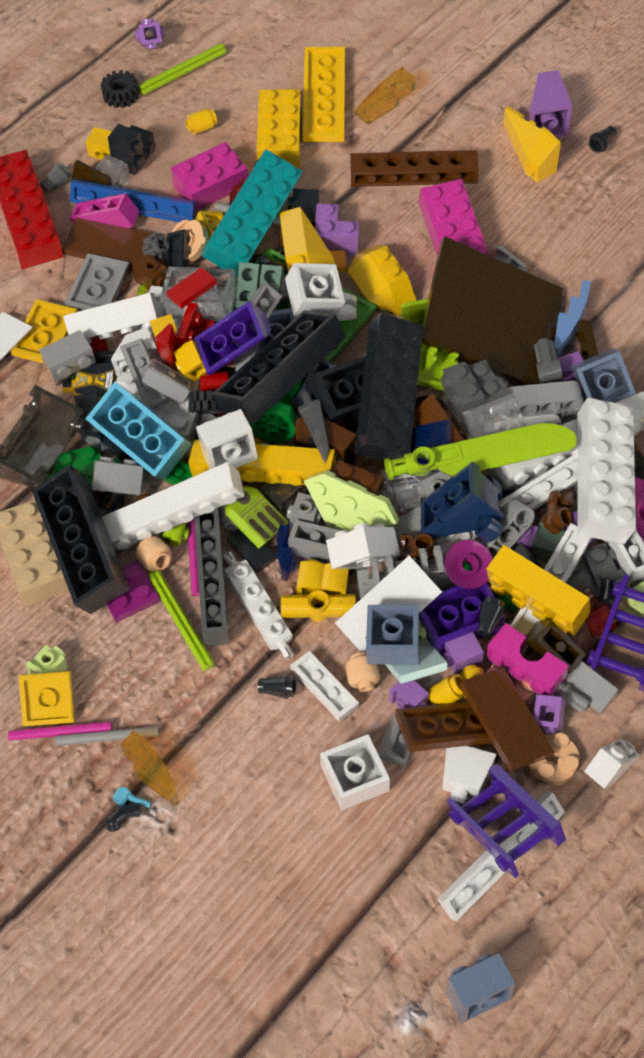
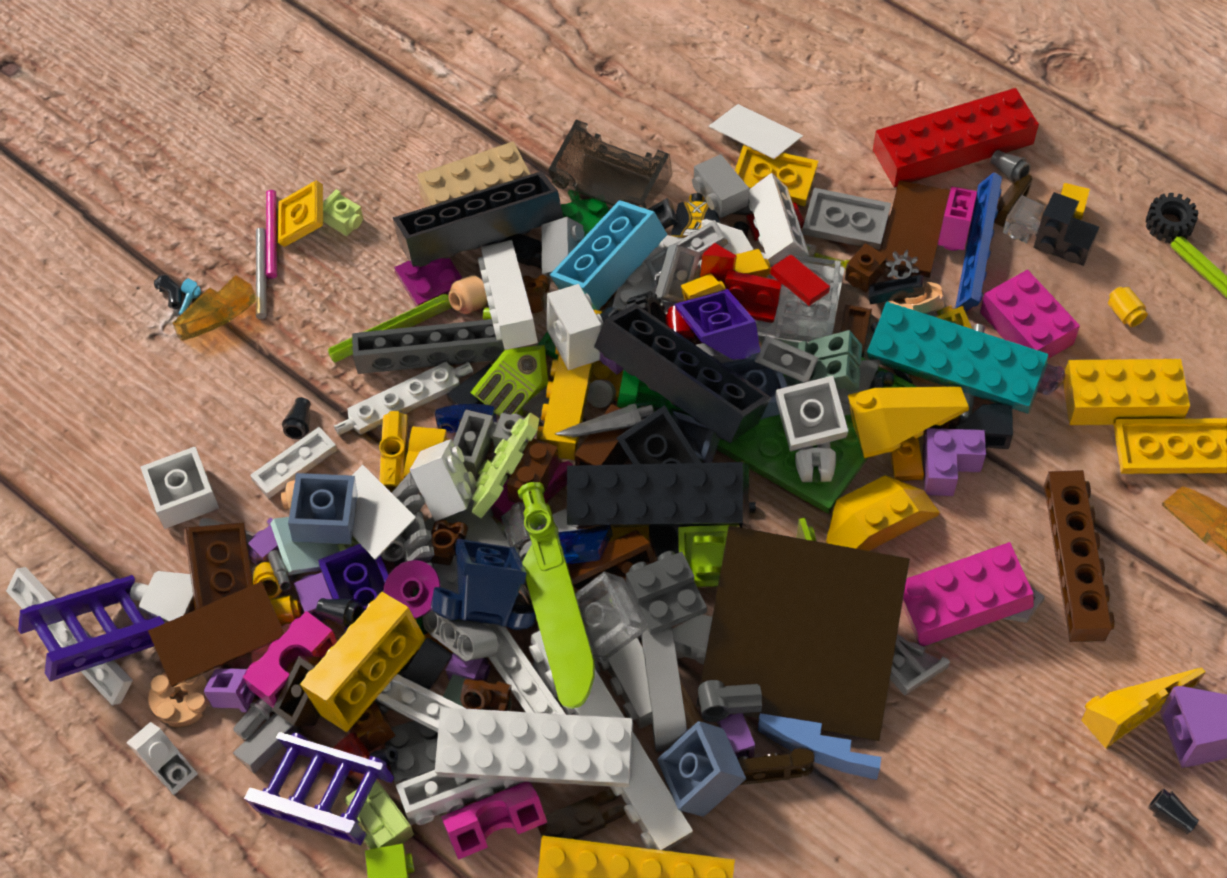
camera: 90 degrees right, 0 degrees up
(442, 675) = (279, 569): none -> flat silver pin

